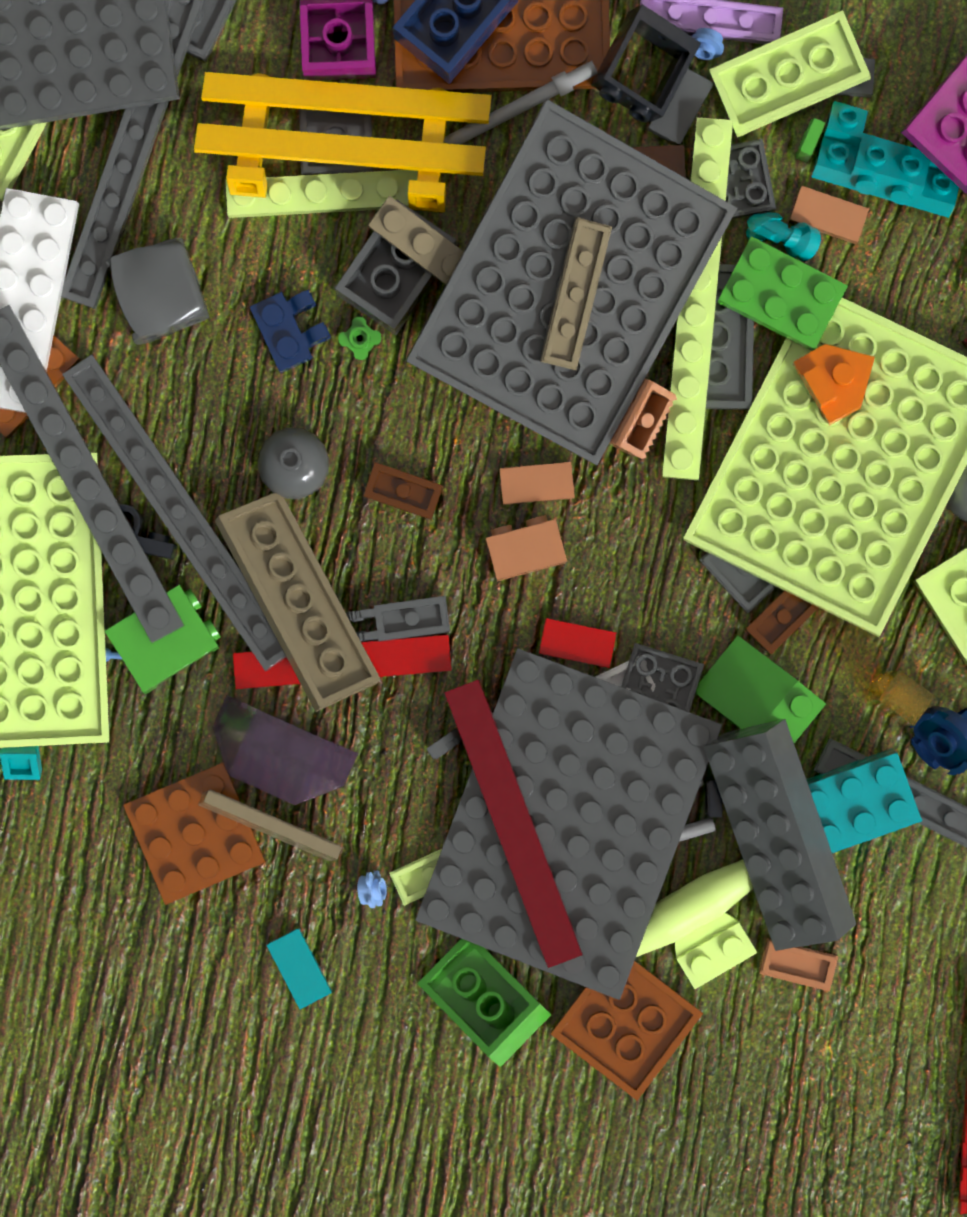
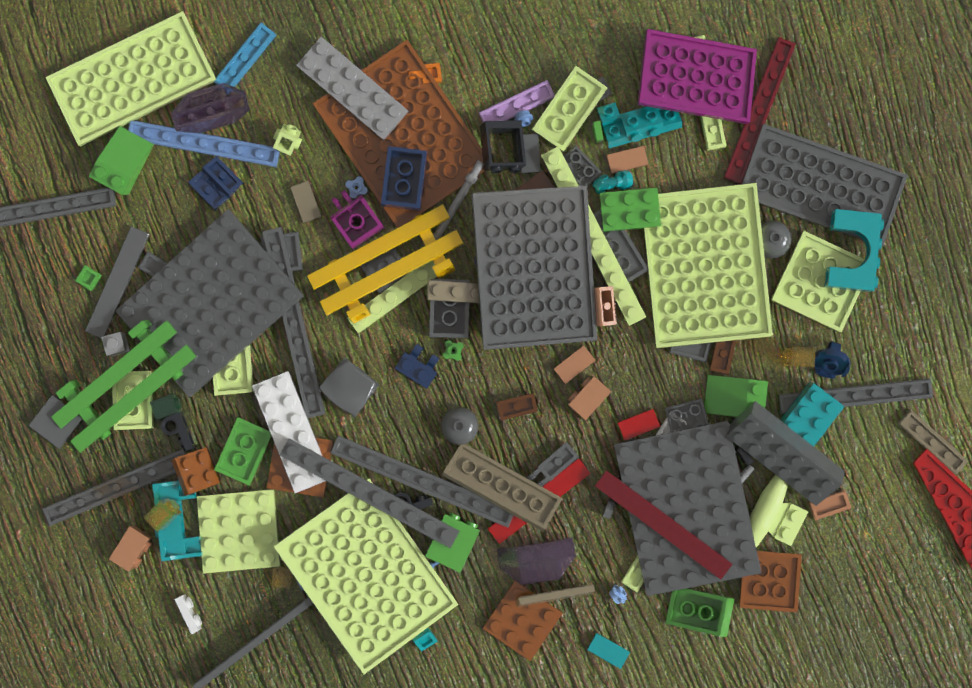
camera: 25 degrees left, 0 degrees up
(575, 293) = (540, 271): dark tan tile -> none
(835, 379) = (679, 233): orange plate -> none

